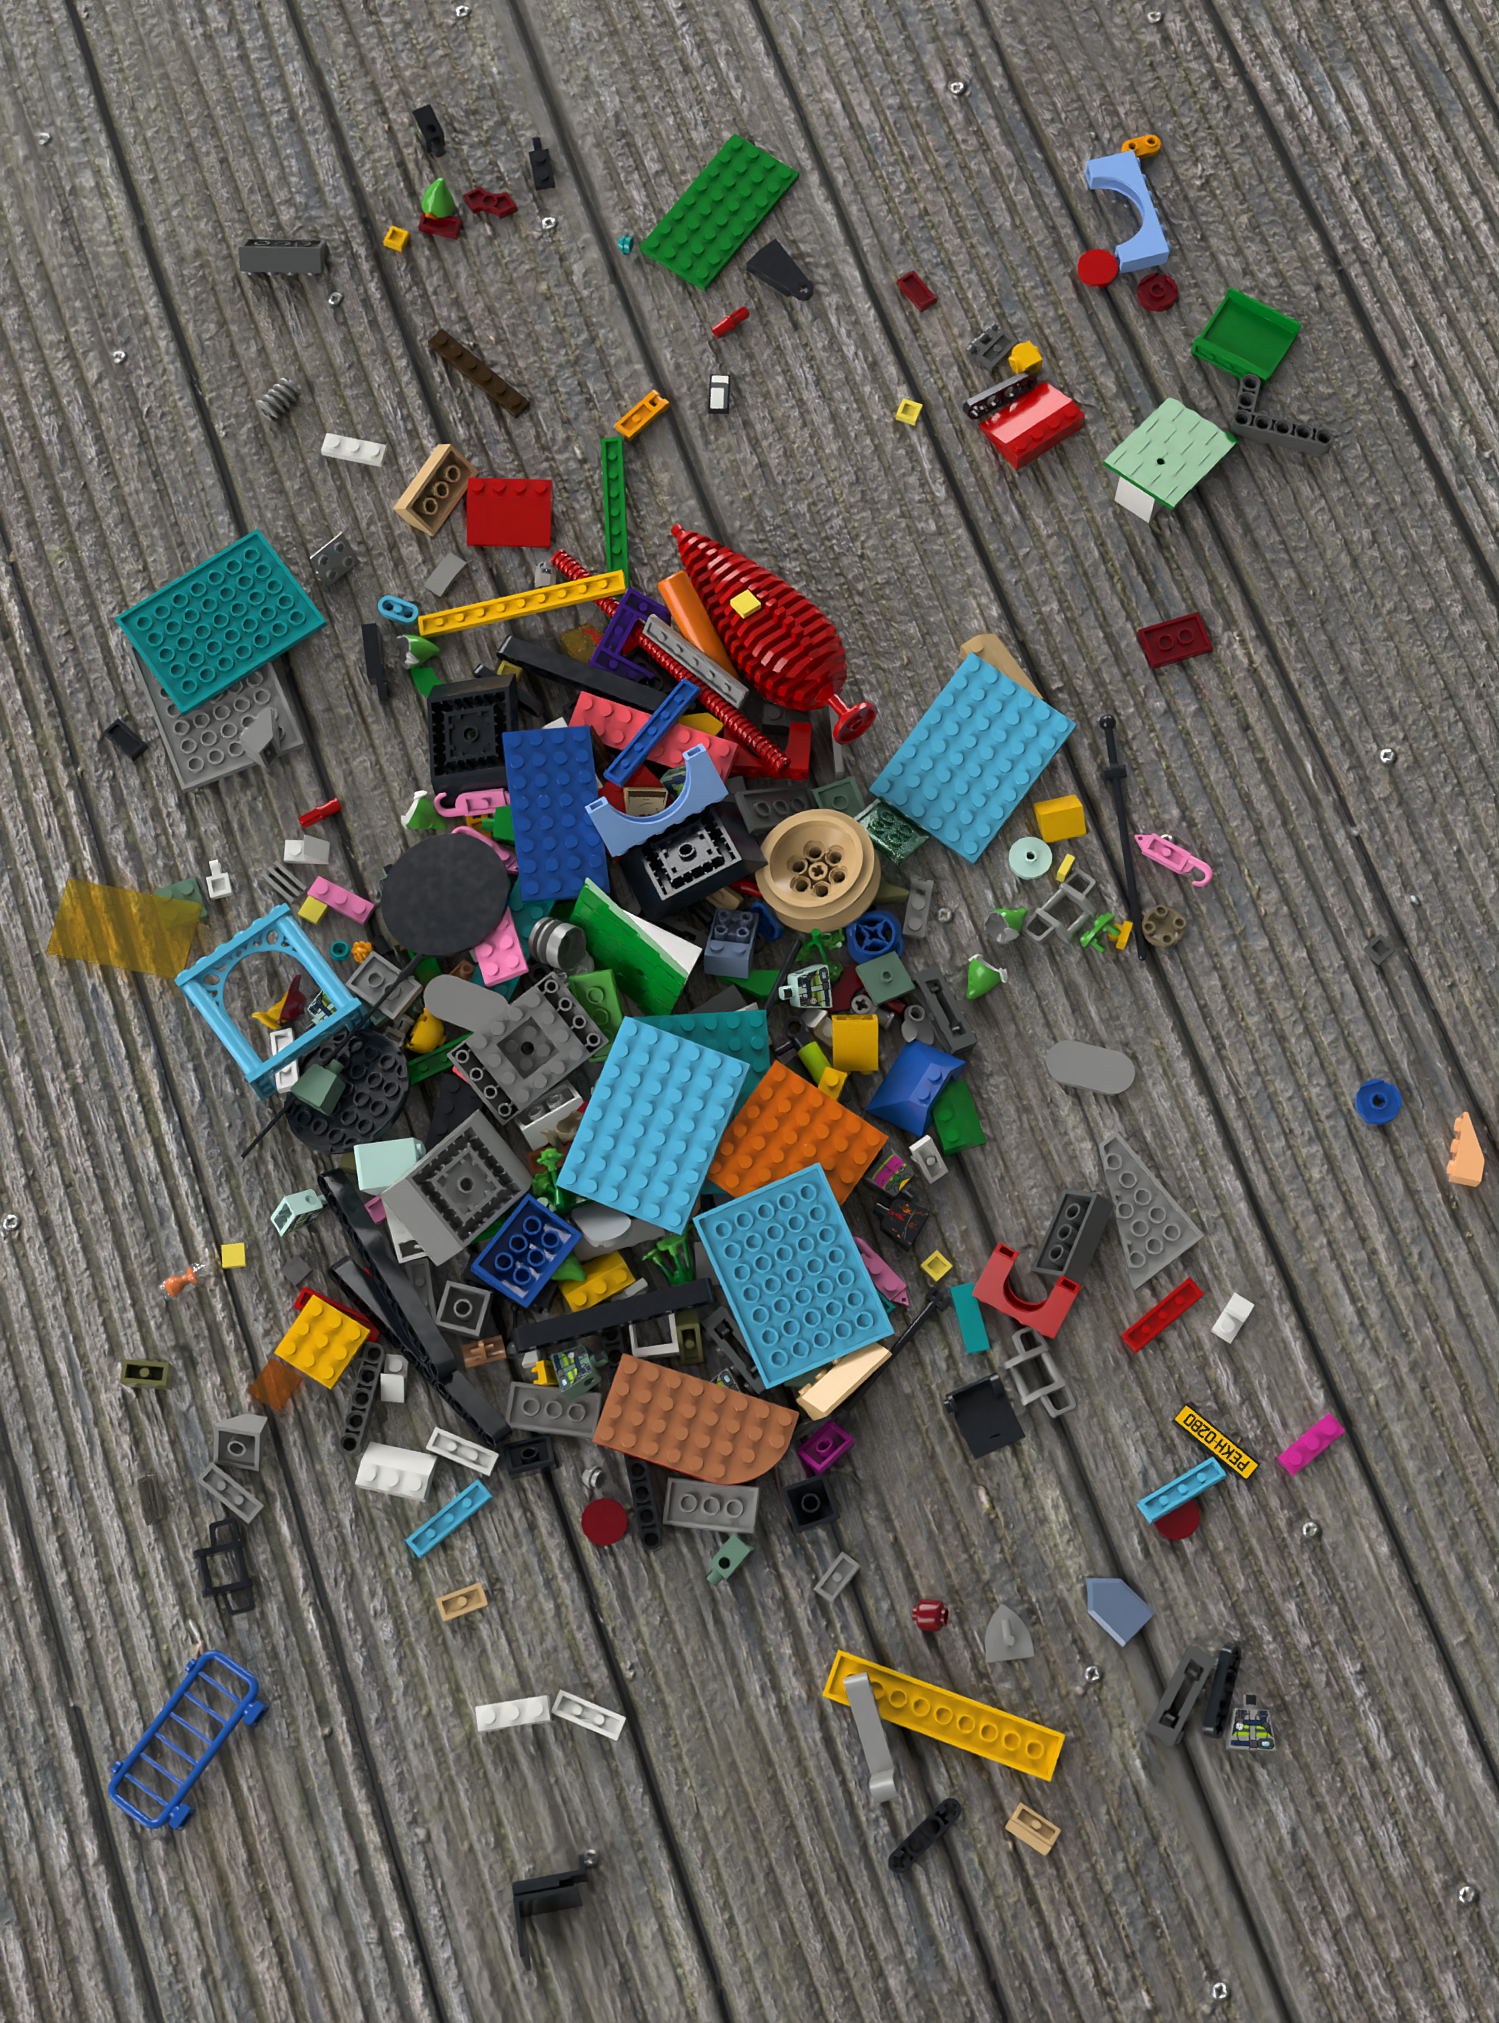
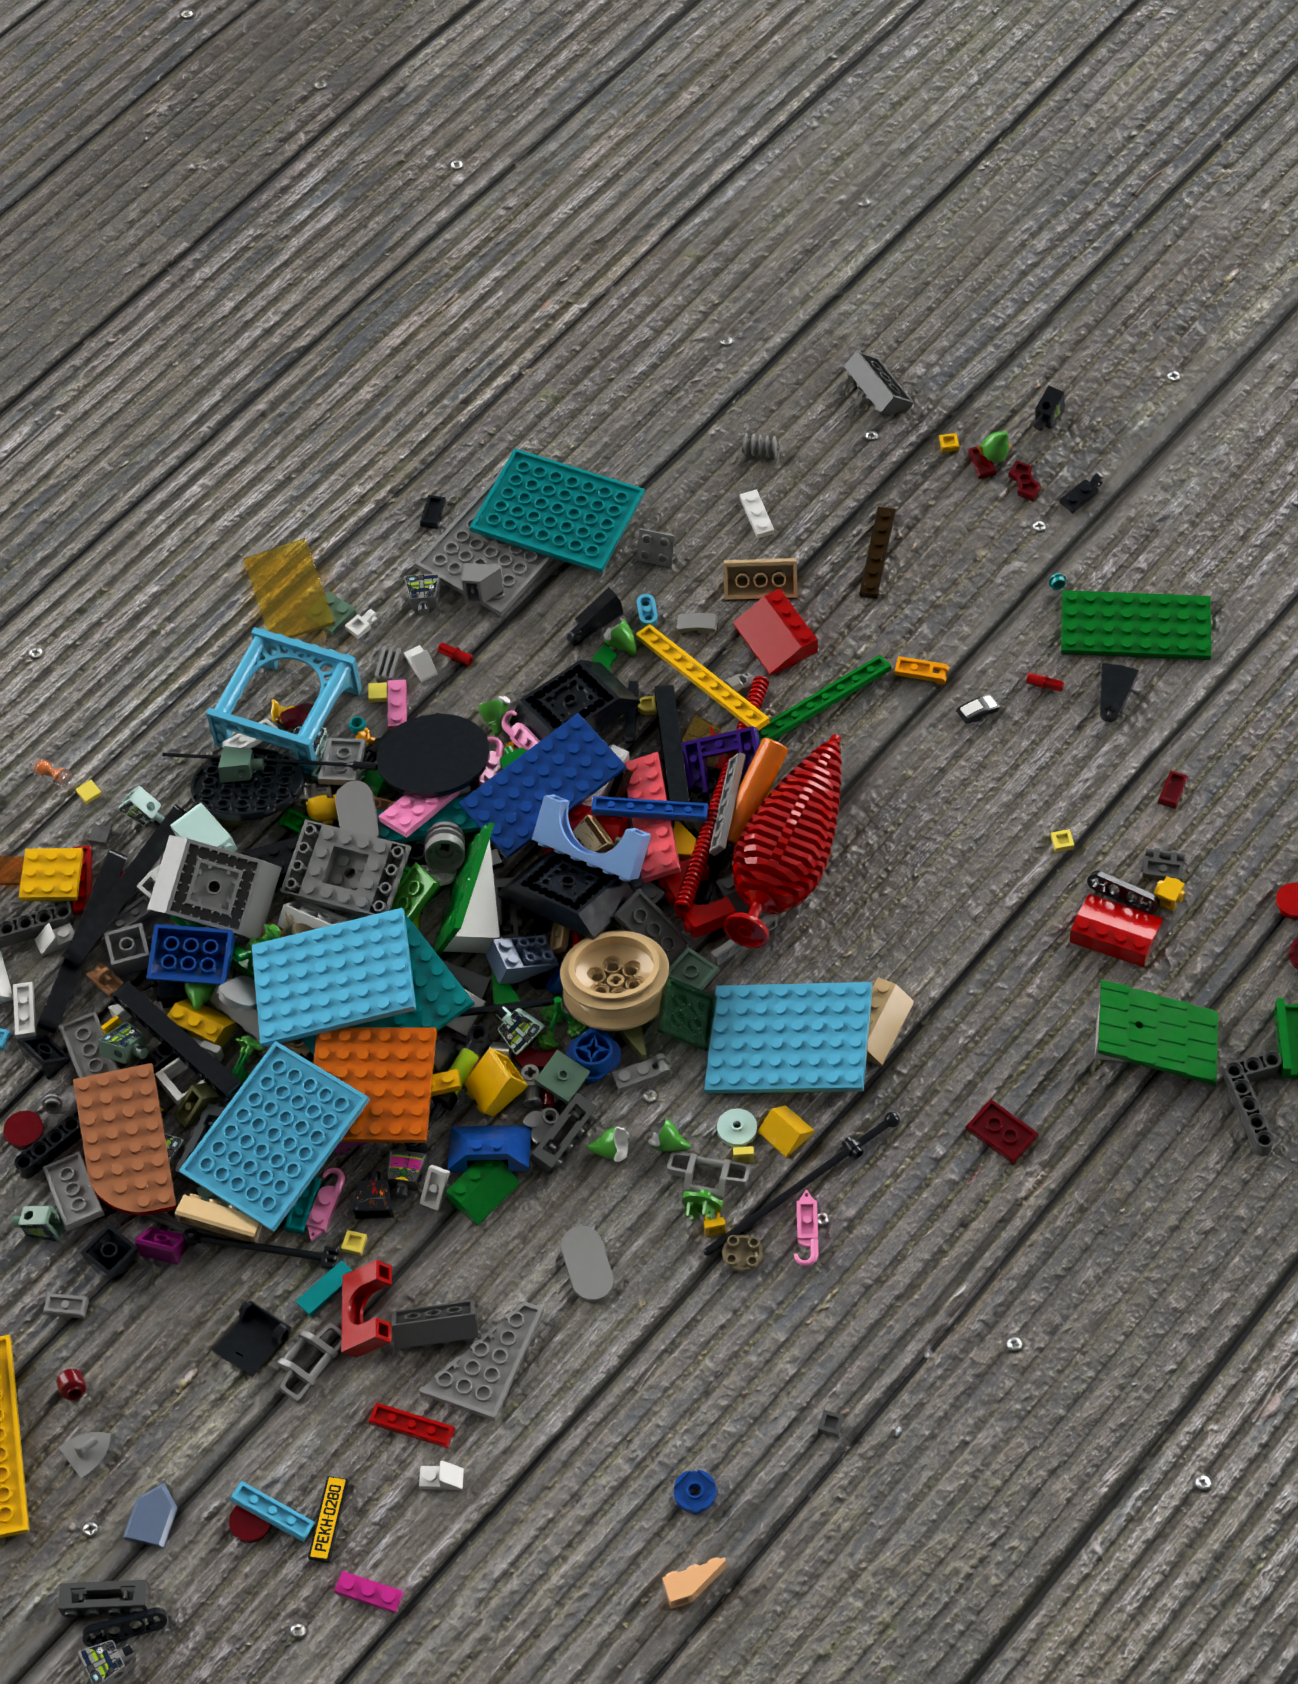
camera: 60 degrees right, 15 degrees down
(222, 802) = (423, 591): none -> torso
(745, 604) = (783, 798): light yellow tile -> none

